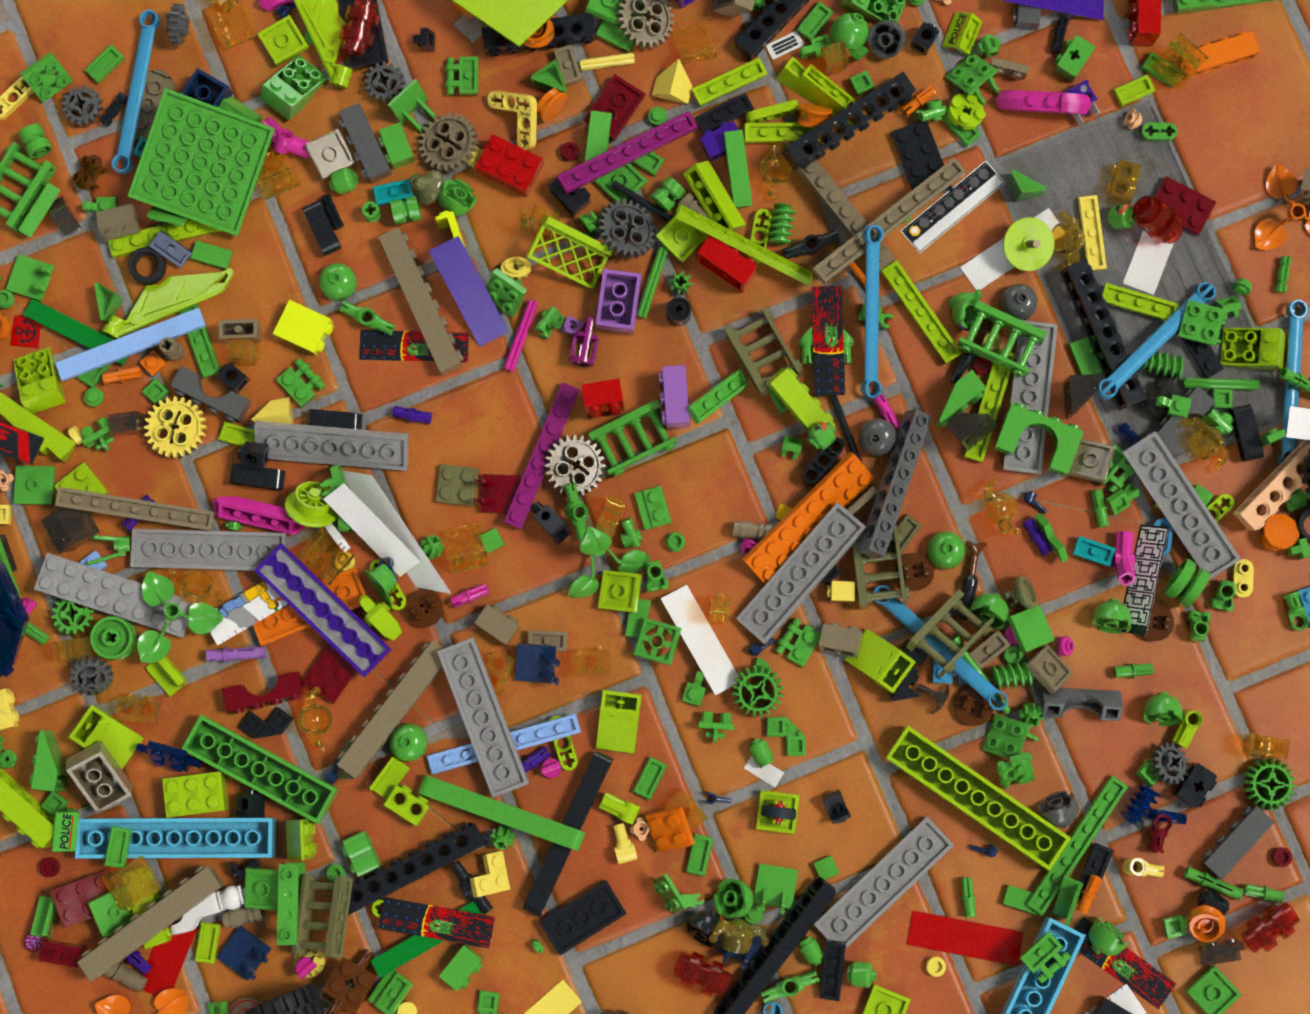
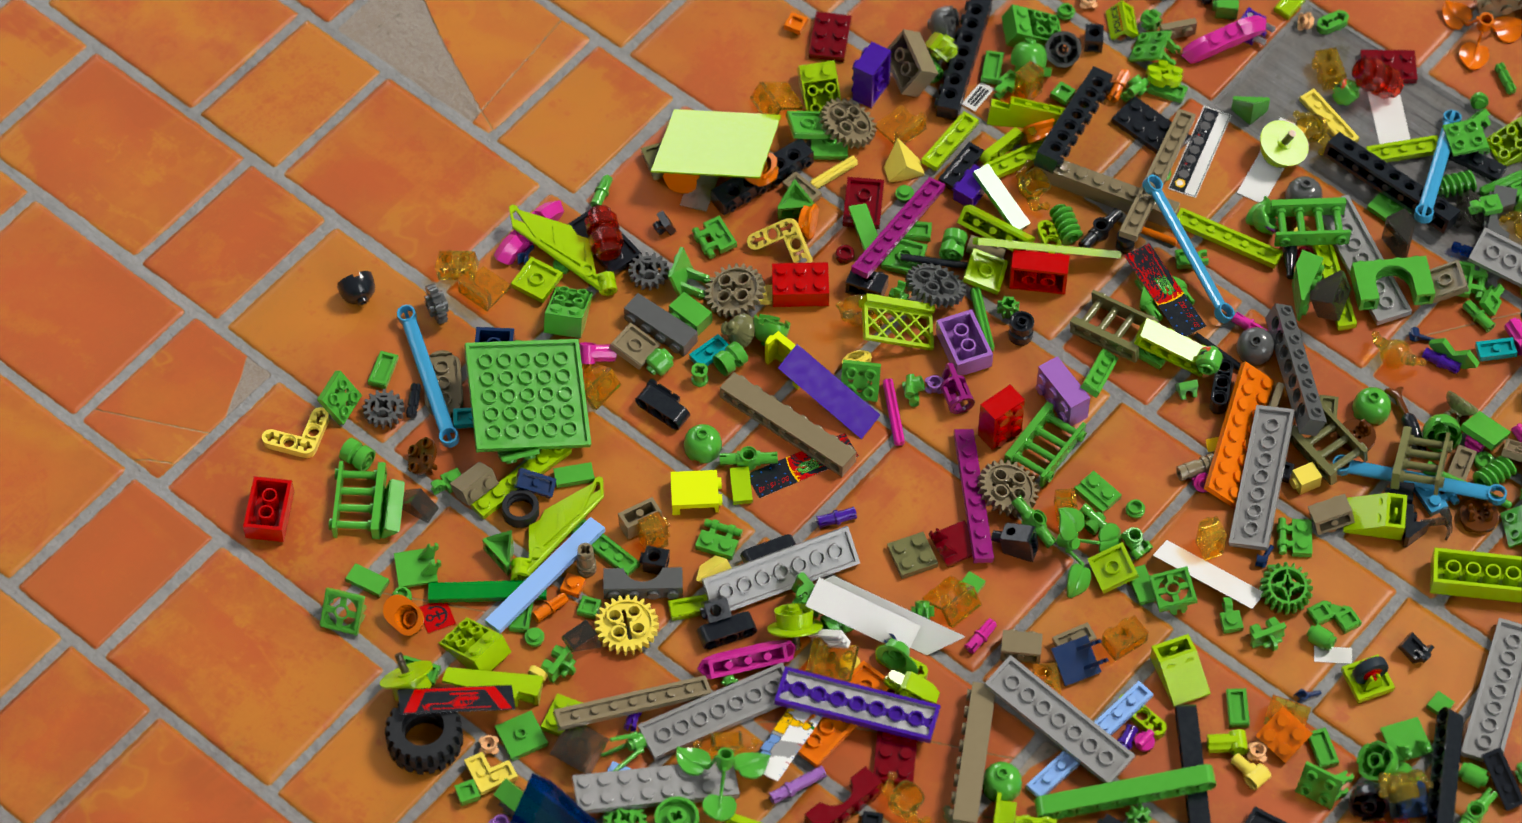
camera: 30 degrees left, 25 degrees down
(348, 340) = (741, 485): none -> lime tile
(417, 614) = (943, 674): reddish brown plate -> none

